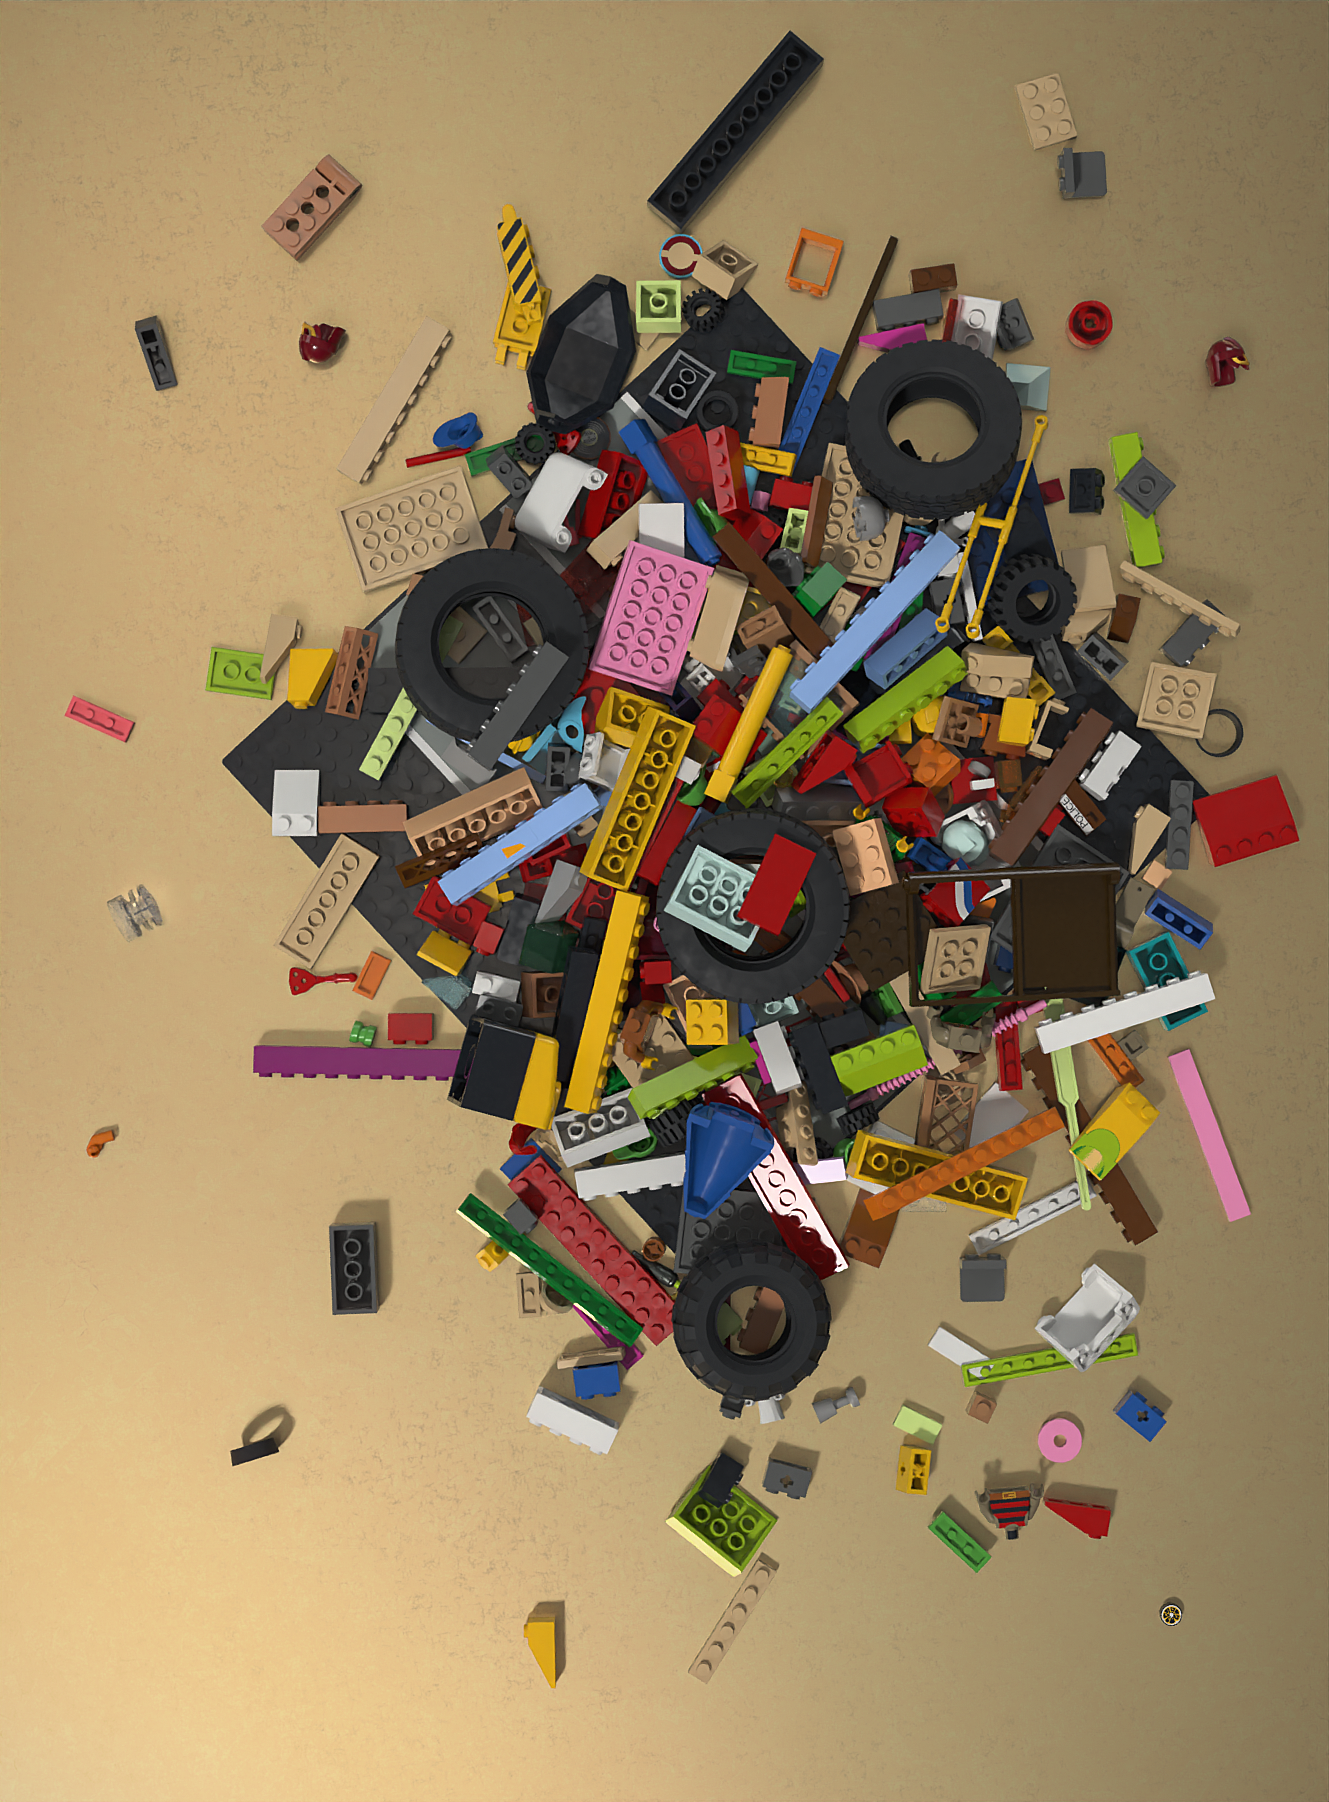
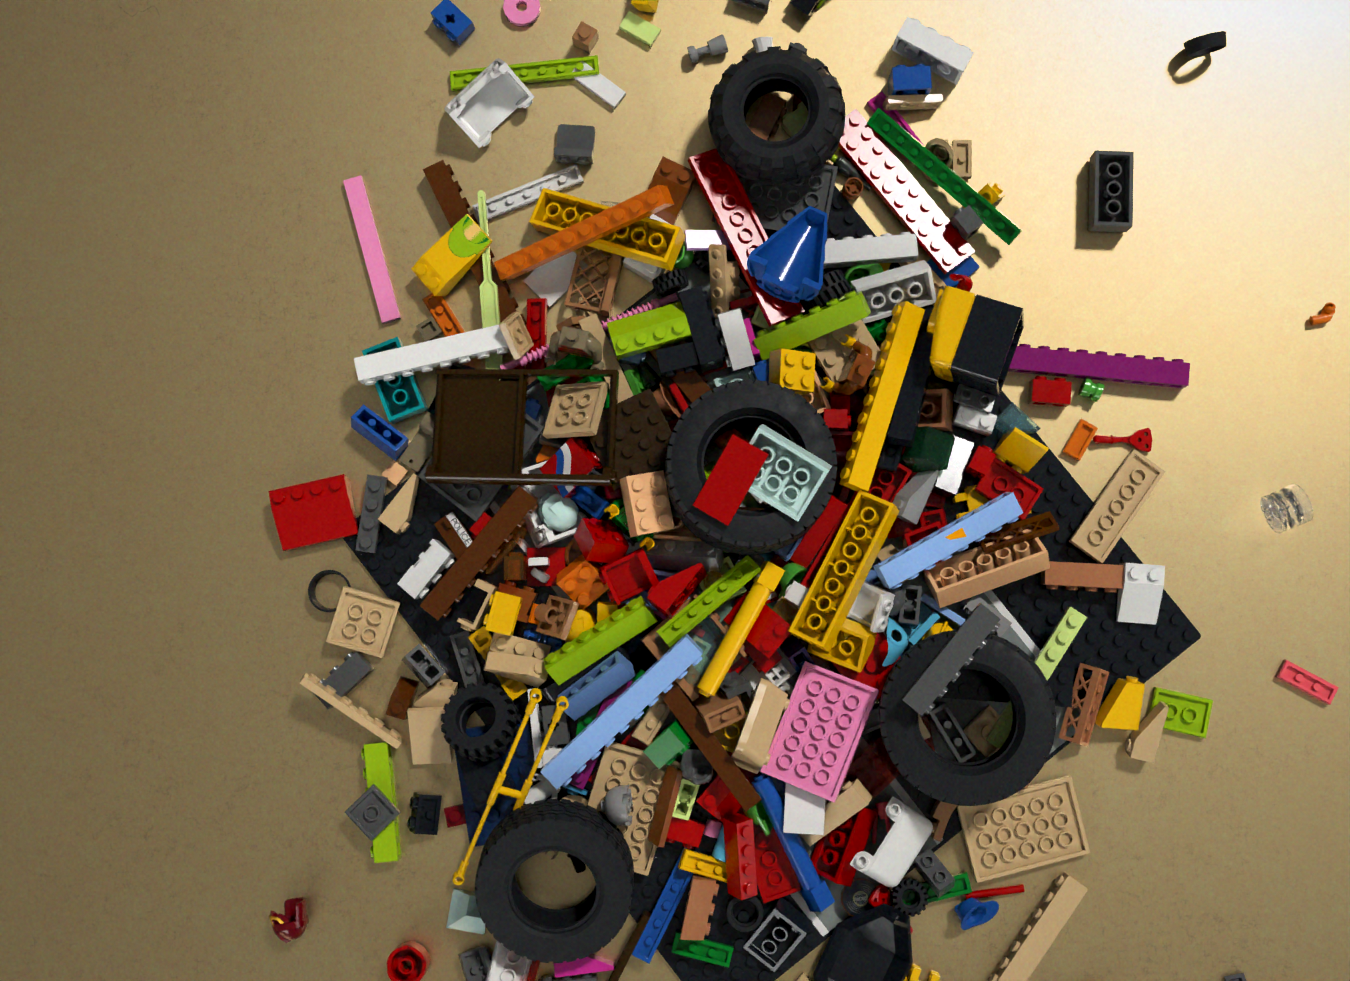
camera: 170 degrees left, 5 degrees down
(1030, 1042) = (516, 335): none -> tan tile

